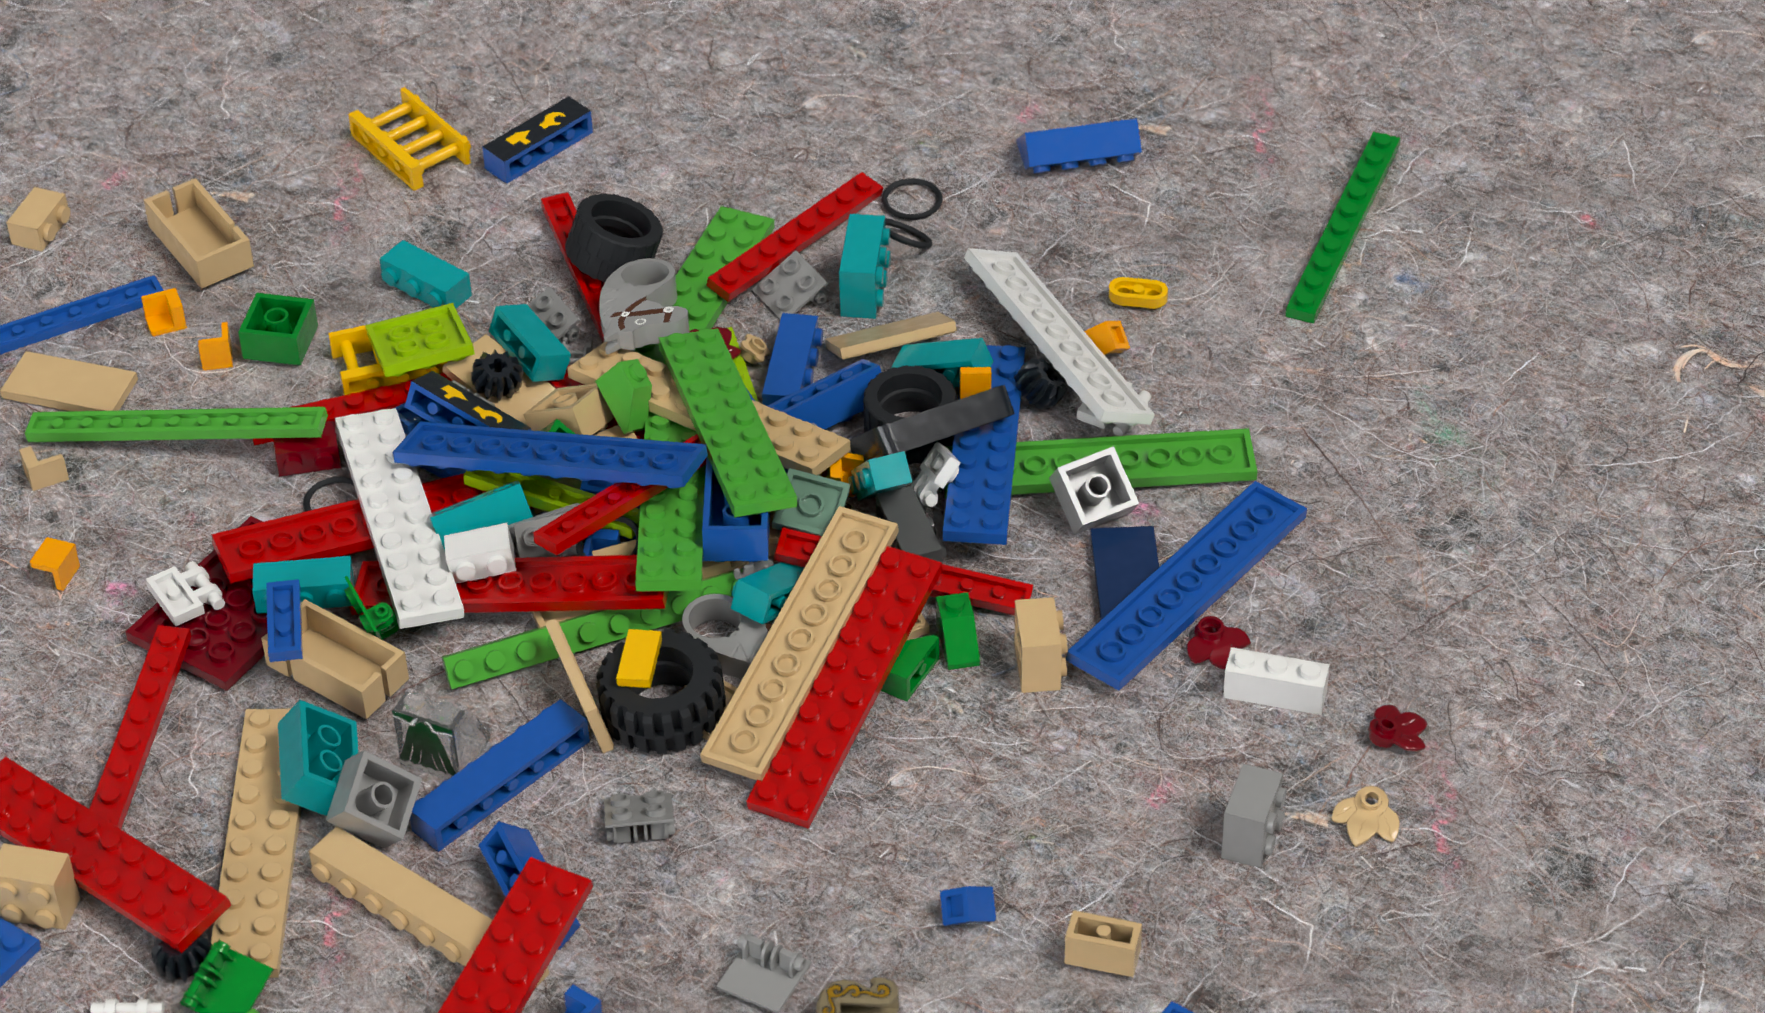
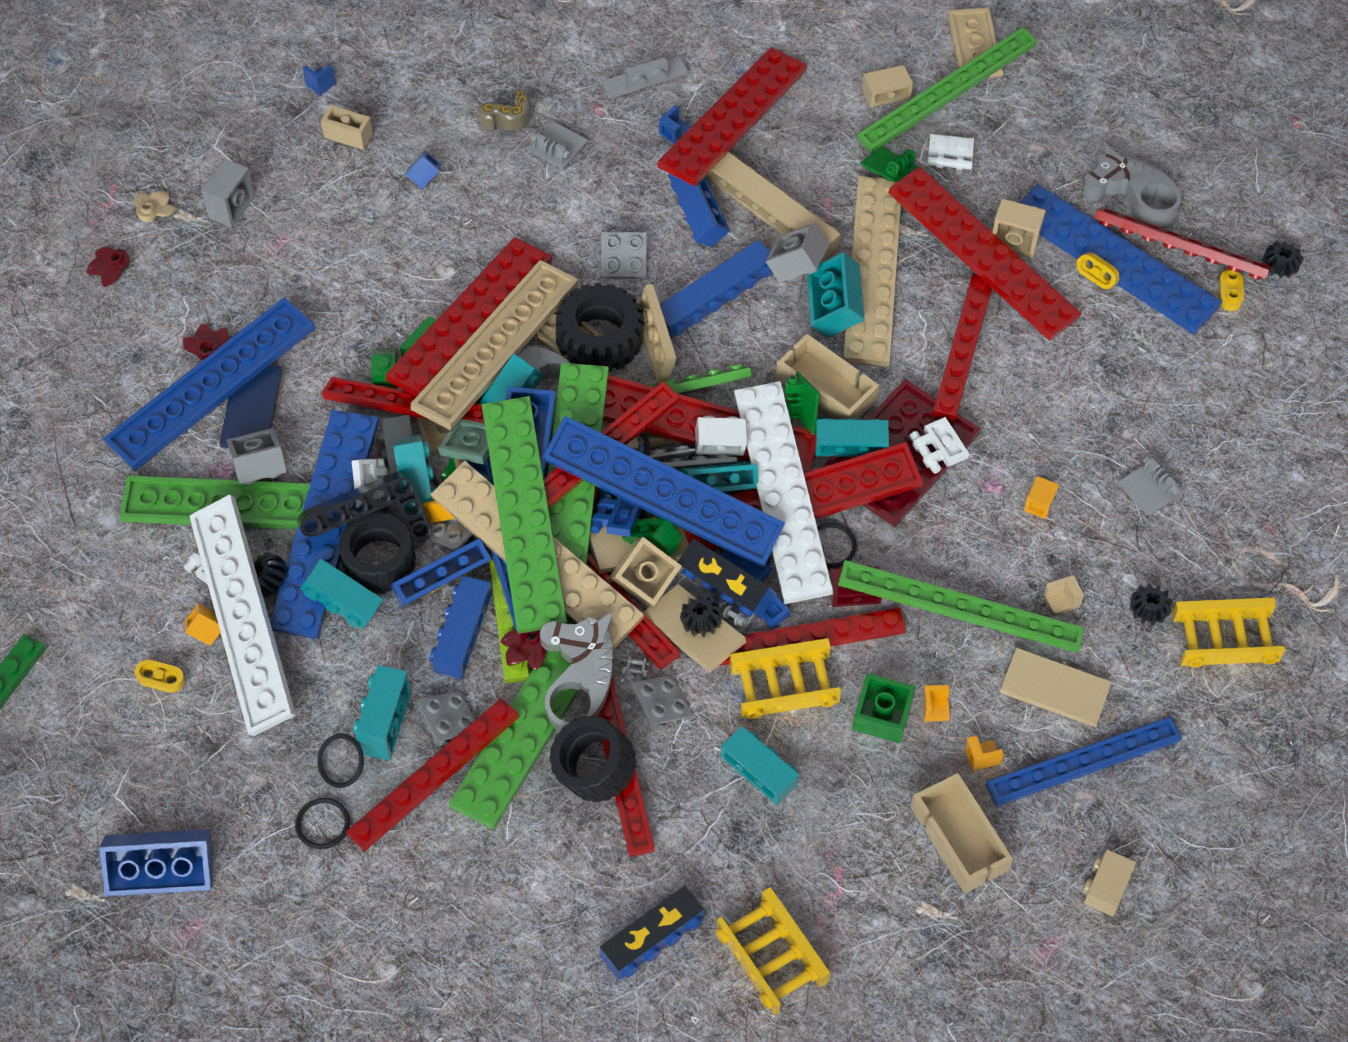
camera: 175 degrees left, 15 degrees up
(284, 620) = (862, 385): blue plate -> none
(419, 340) = (764, 659): lime plate -> none
(437, 734) = (753, 309): clear slope -> none
(531, 341) = (672, 650): teal brick -> none
(627, 394) = (599, 564): bright green slope -> none
(639, 658) = (611, 320): yellow tile -> none
(753, 349) = (489, 649): tan plate -> none
(890, 335) = (375, 642): tan tile -> none
(974, 380) = (315, 554): light orange tile -> none
(1039, 644) = (331, 332): tan brick -> none
(1276, 681) = (177, 298): white brick -> none

